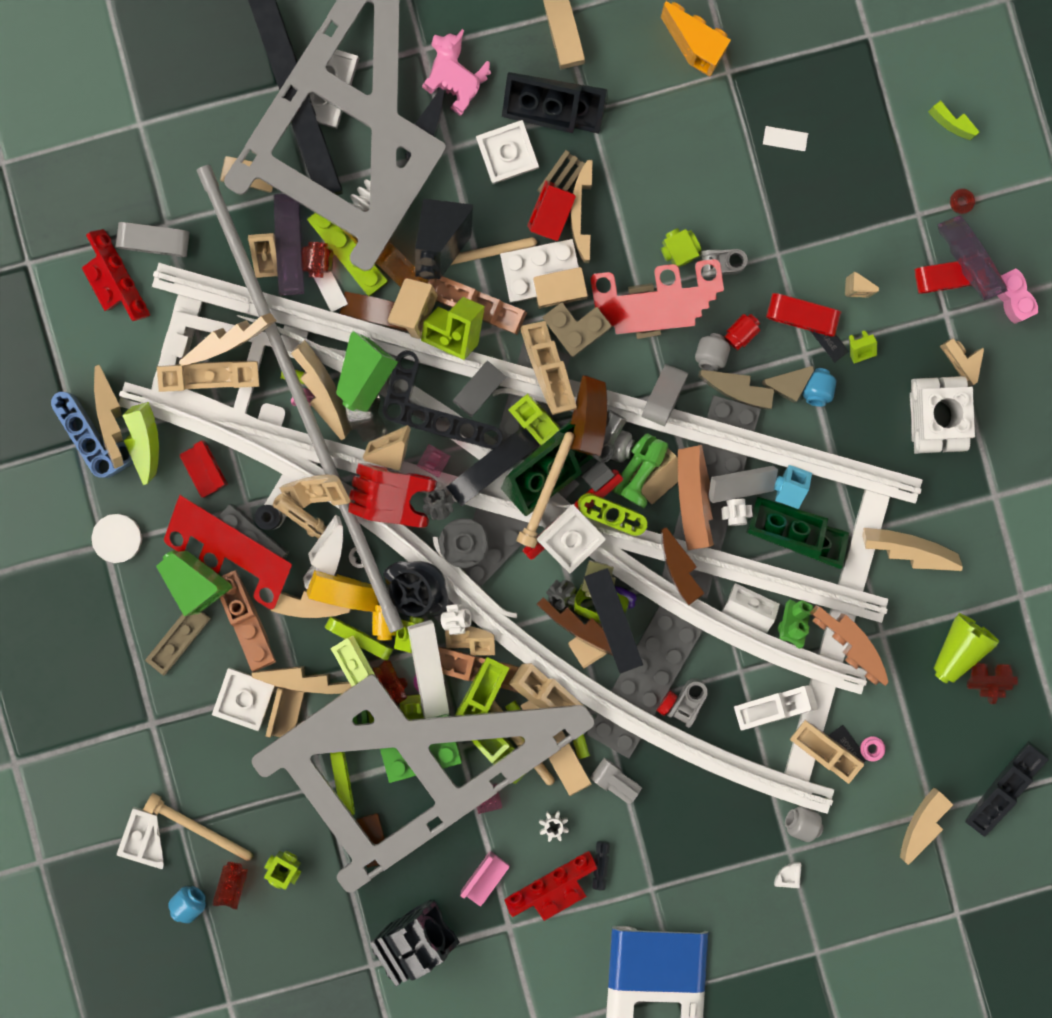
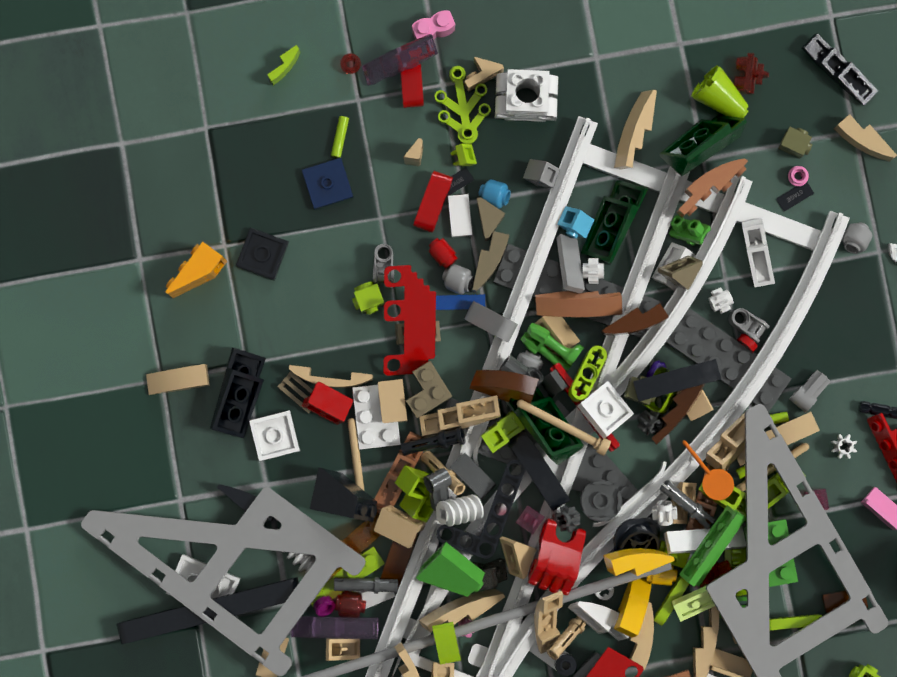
camera: 80 degrees left, 5 degrees down
(279, 373) = (446, 643): none -> lime slope
(312, 229) = (324, 606): none -> magenta tile
(341, 276) = (372, 585): none -> dark grey pin
(395, 589) = (636, 560): none -> yellow slope
(421, 678) = (712, 546): none -> bright green panel
(436, 375) = (459, 510): none -> white piece
(452, 75) = (206, 476): bright pink animal -> none
(461, 347) = (437, 485): none -> dark grey piece
(463, 653) = (694, 509): none -> dark grey pin
(475, 358) = (430, 460): none -> tan pin
(495, 678) = (716, 483): none -> orange piece
(518, 350) = (443, 438): none -> black pin
(685, 355) = (454, 302): none -> blue sticker
(714, 667) = (720, 300): none -> white gear
(722, 117) = (262, 254): none -> black tile
(745, 618) = (682, 271): none -> dark tan slope
(785, 138) = (284, 203): white sticker -> none
(789, 348) = (460, 215): none -> white tile
(814, 187) = (327, 183): none -> dark blue plate
(827, 751) = (798, 213): tan slope -> none
(848, 441) = (541, 173): none -> light grey brick
(872, 196) = (339, 137): none -> lime piece
(903, 630) = (702, 142): none -> dark green slope
(913, 743) = (796, 142): none -> olive brick
(919, 341) = (463, 108): none -> lime plant

